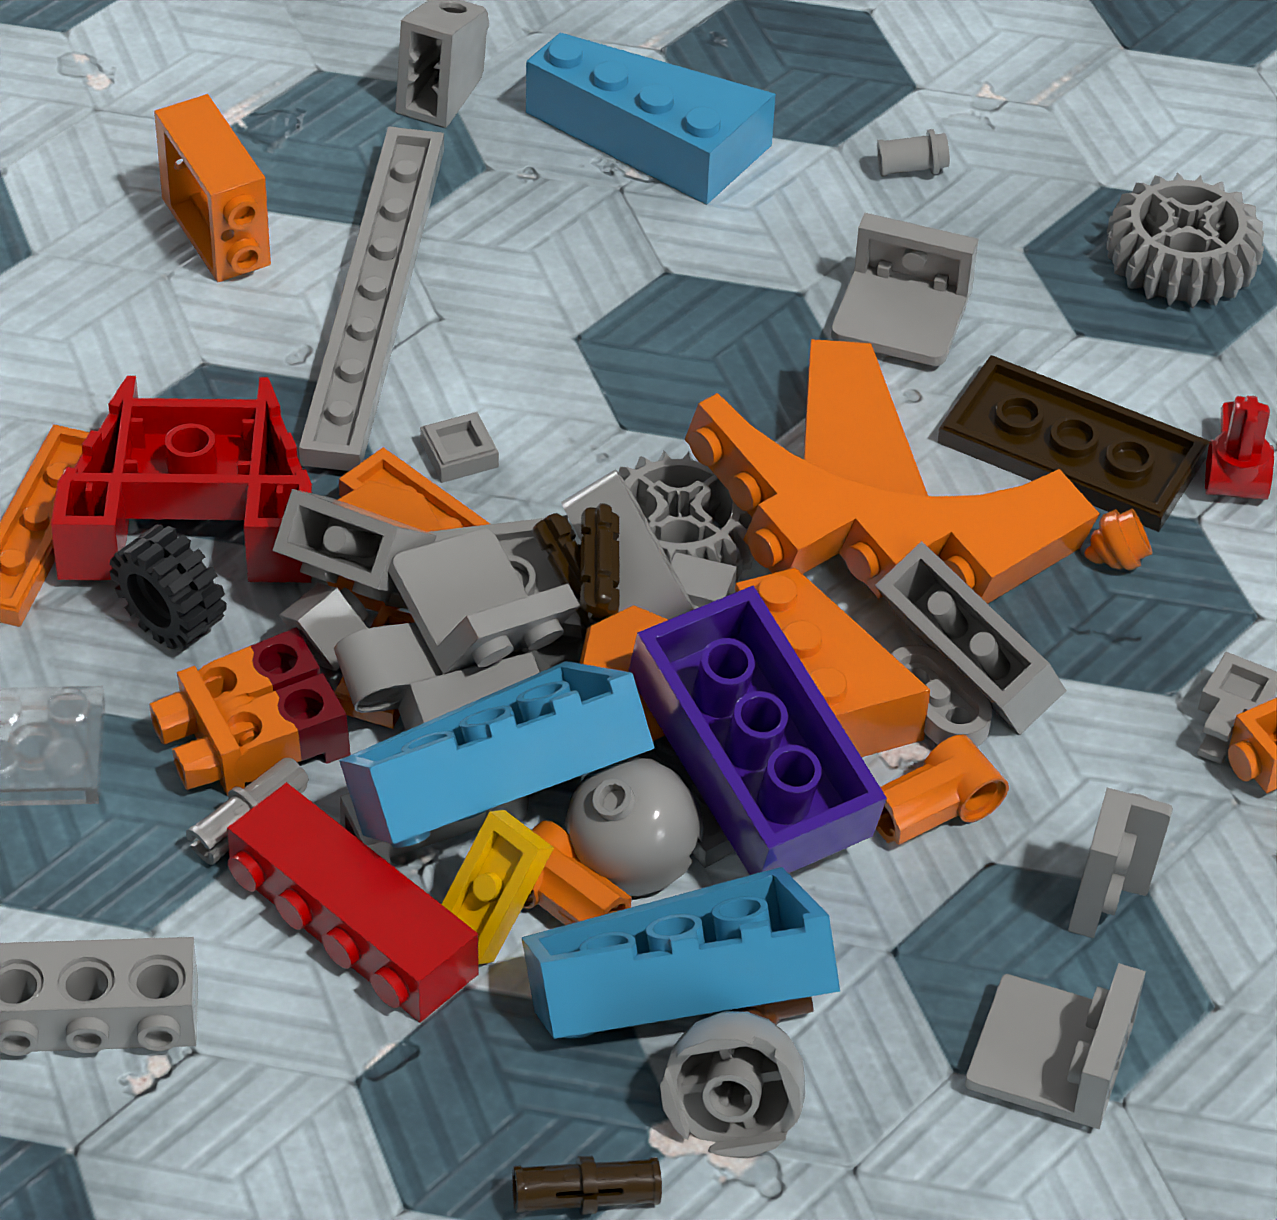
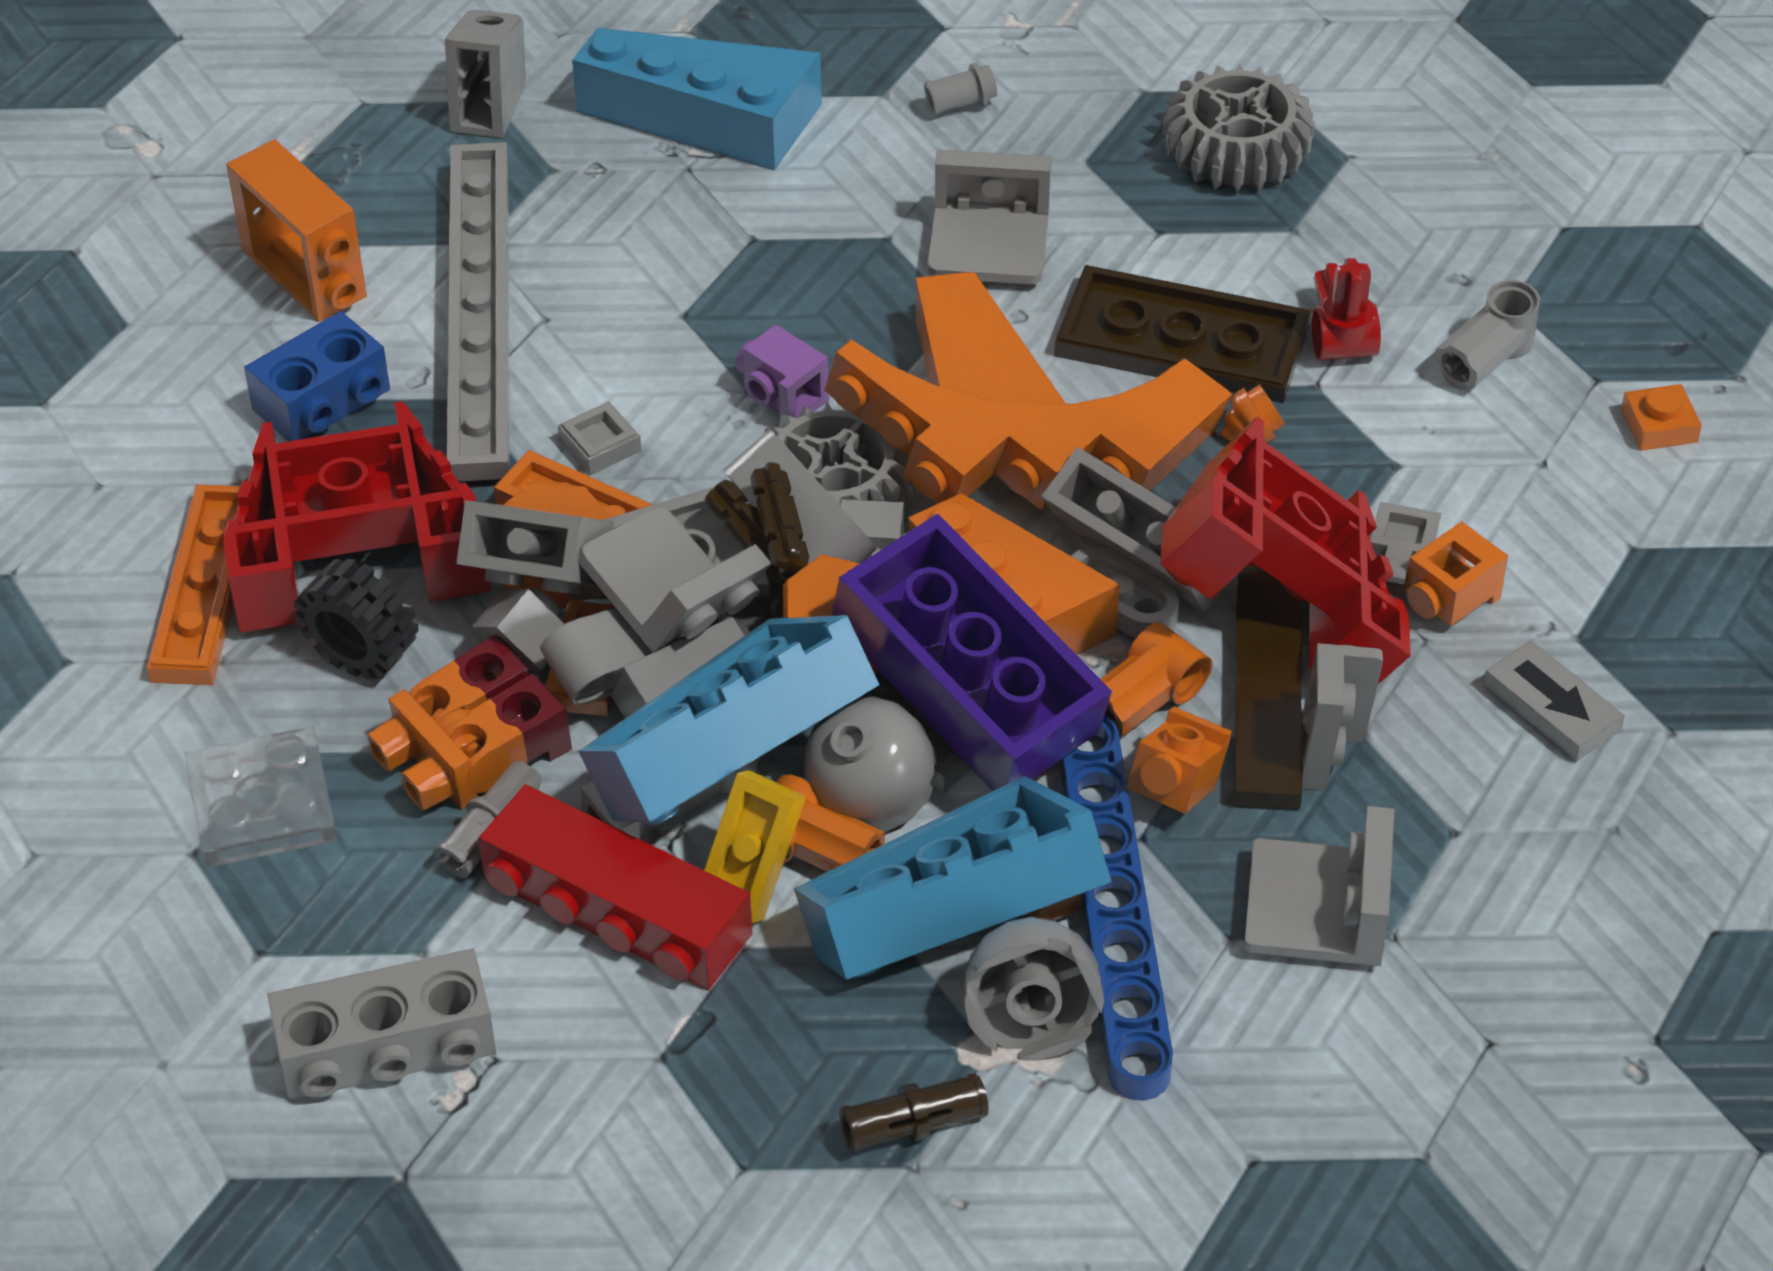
camera: 10 degrees left, 0 degrees up
(197, 338) = (317, 377): none -> blue brick
(654, 412) = (783, 372): none -> medium lavender brick
(849, 1036) = (1122, 924): none -> blue beam
(947, 880) = (1179, 760): none -> orange brick
(1069, 792) = (1267, 693): none -> dark brown tile
(1123, 669) = (1275, 515): none -> red wedge

